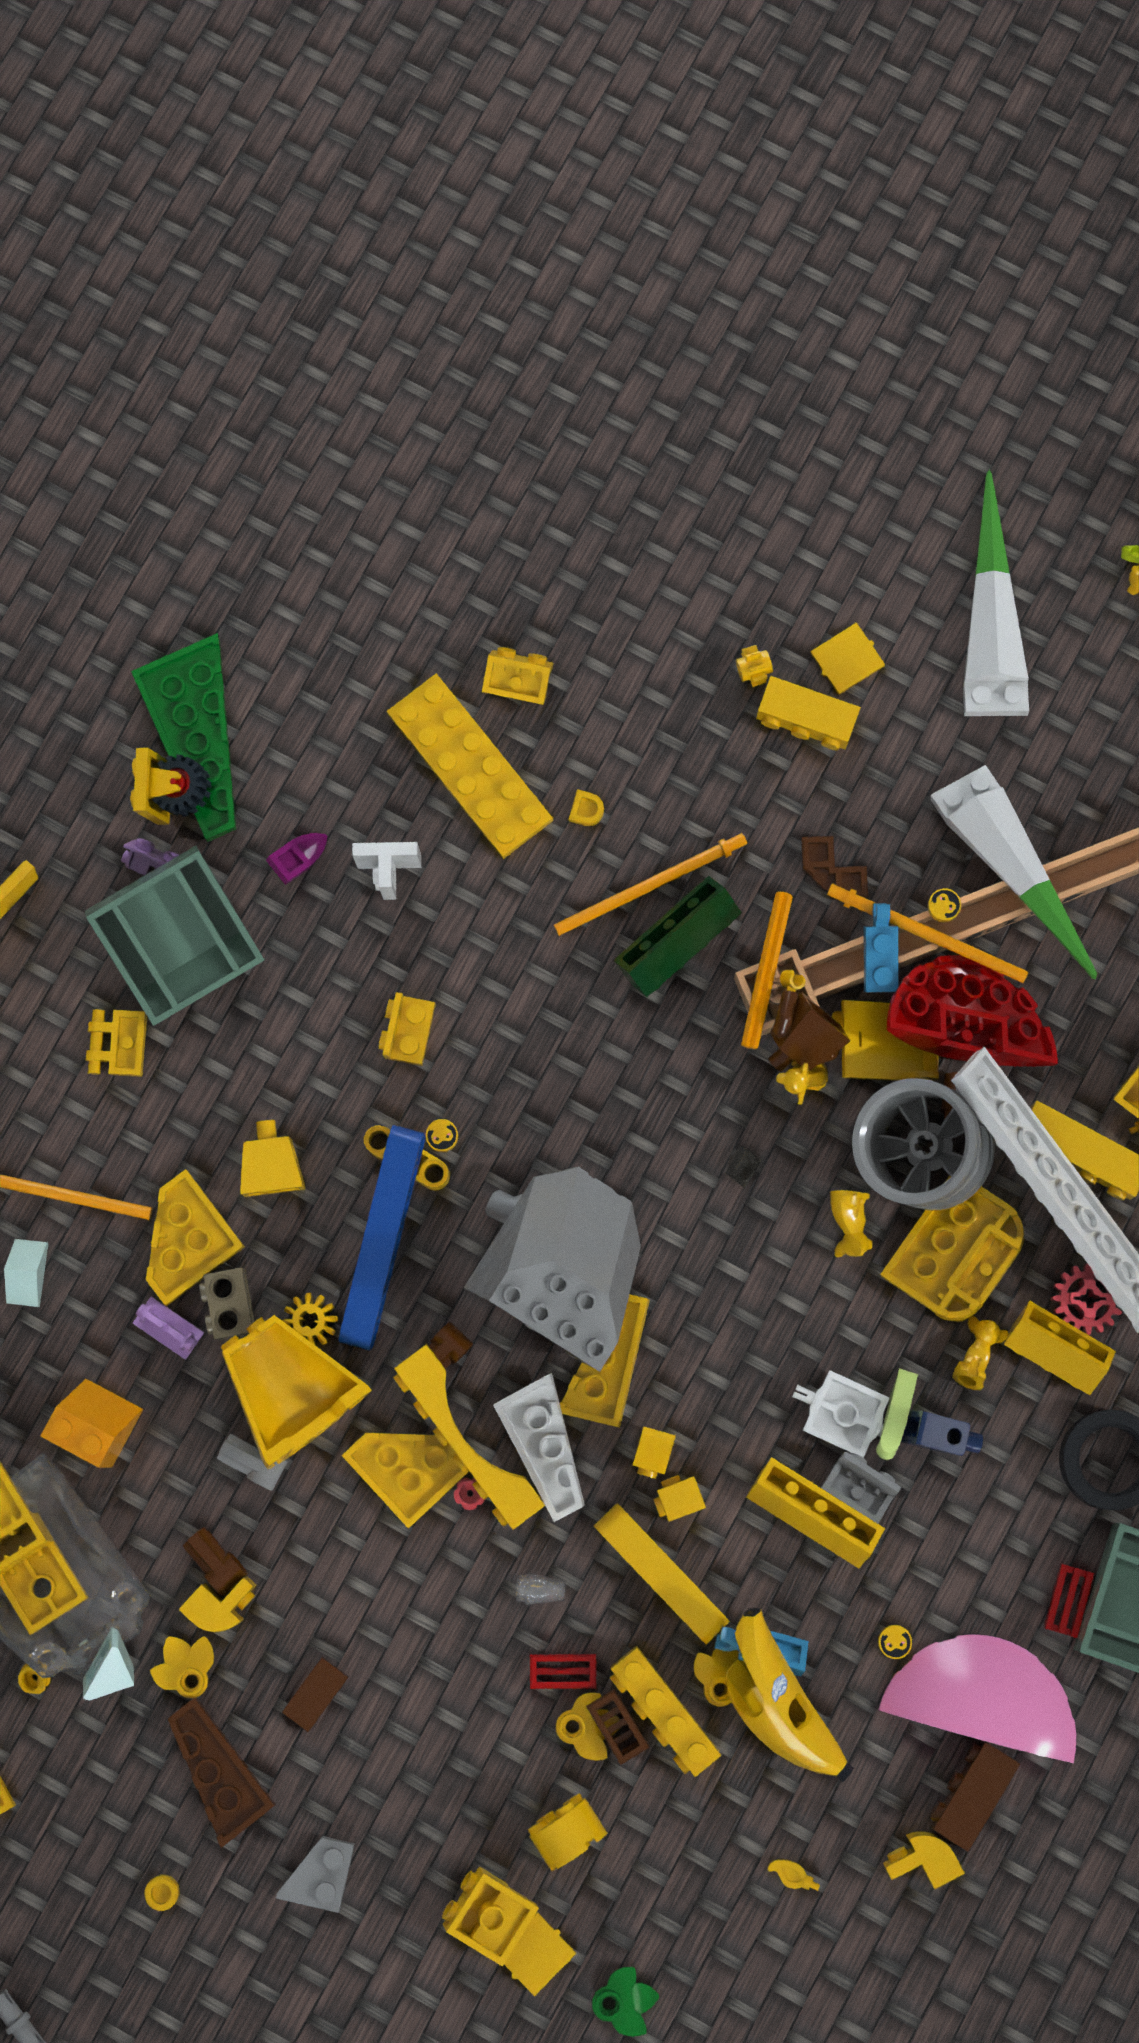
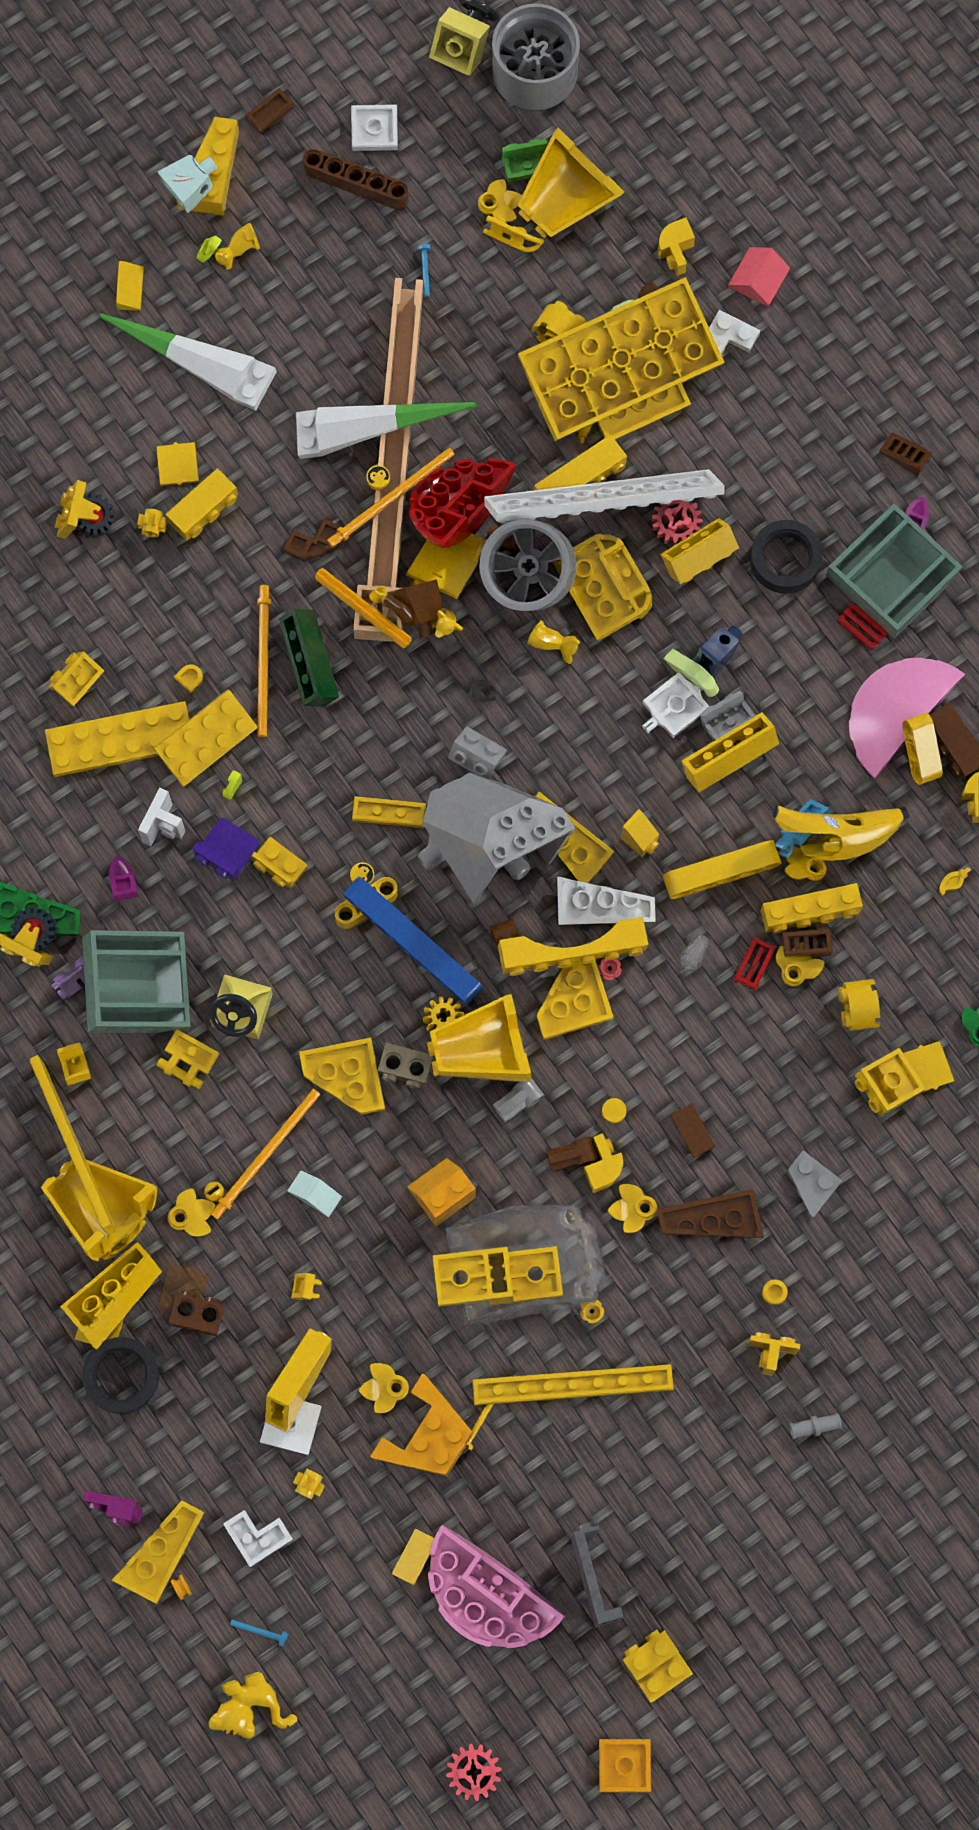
camera: 70 degrees left, 5 degrees down
(47, 914) = (74, 1063): none -> yellow bracket
(80, 1925) = (769, 1357): none -> yellow bracket
(110, 1669) = (610, 1256): light aqua slope -> none
(167, 1327) = (400, 1115): lavender hinge -> none
(203, 1072) = (240, 1007): none -> piece
(269, 1163) = (324, 994): yellow torso -> none
(294, 1584) = (614, 1110): none -> yellow tile
(392, 958) = (226, 849): none -> dark purple bracket
(480, 925) = (235, 780): none -> neon yellow tile
(517, 864) = (205, 737): none -> yellow plate
(536, 1128) = (388, 812): none -> yellow tile
(662, 1198) = (476, 753): none -> light grey bracket
(678, 1498) = (678, 834): yellow brick -> none
(724, 585) = (83, 512): none -> plate
(881, 952) = (388, 530): dark azure plate -> none
(895, 1641) = (836, 746): yellow tile -> none
(940, 1756) = (922, 748): none -> yellow beam
(971, 1370) = (687, 613): yellow animal -> none
(1042, 487) = (129, 286): none -> yellow slope

